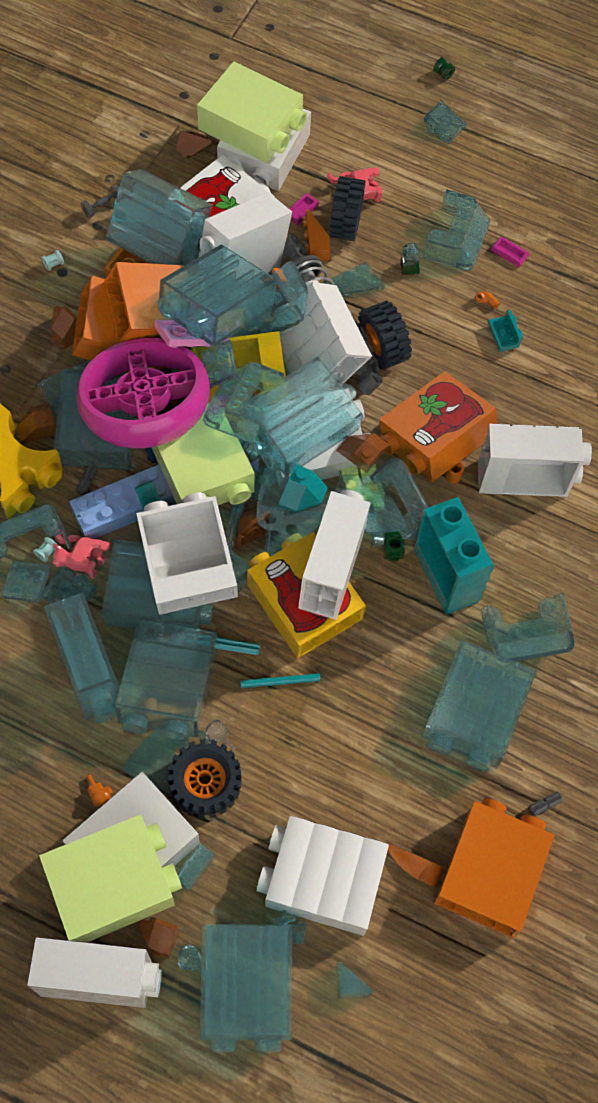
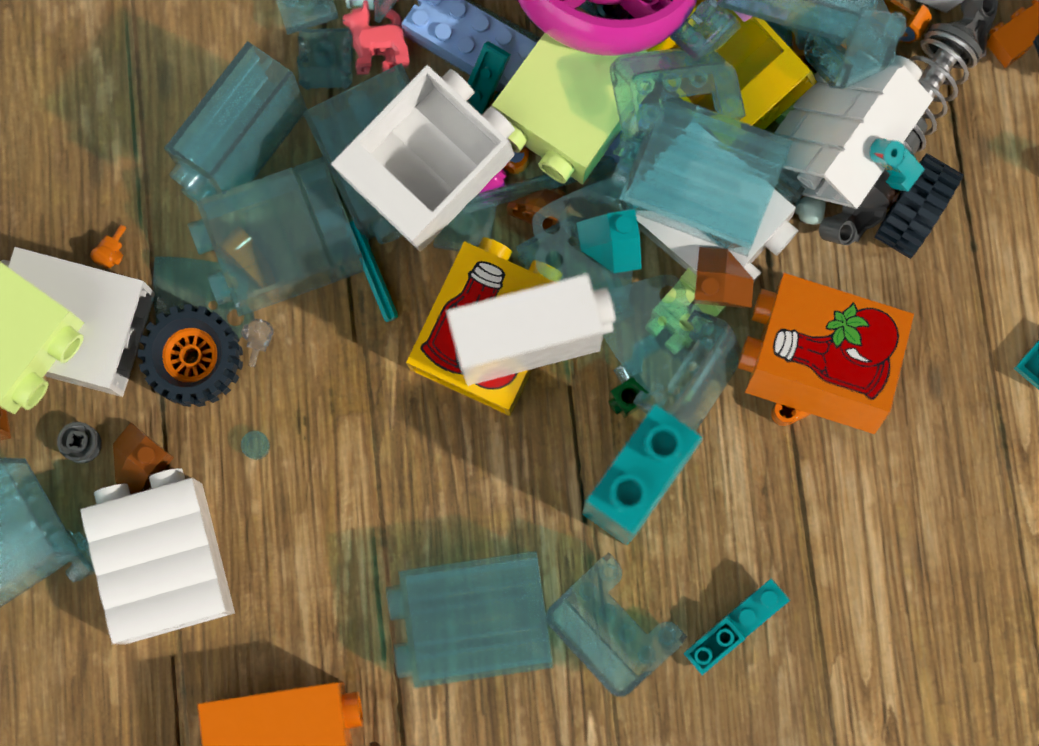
camera: 65 degrees right, 15 degrees up
(195, 866) = (86, 408): clear light blue pin -> none
(213, 886) = (79, 442): none -> dark grey wheel
(247, 853) = (137, 459): none -> dark orange slope
(280, 680) = (368, 367): teal bar -> none
(285, 776) = (255, 445): none -> clear light blue tile
(350, 984) = (56, 660): clear light blue slope -> none
(357, 279) = (992, 118): clear light blue wing -> none
(361, 320) = (897, 161): none -> teal leg
(416, 866) = (238, 660): orange piece -> none
(532, 460) = (853, 502): white brick -> none
(562, 566) = (736, 626): none -> teal slope

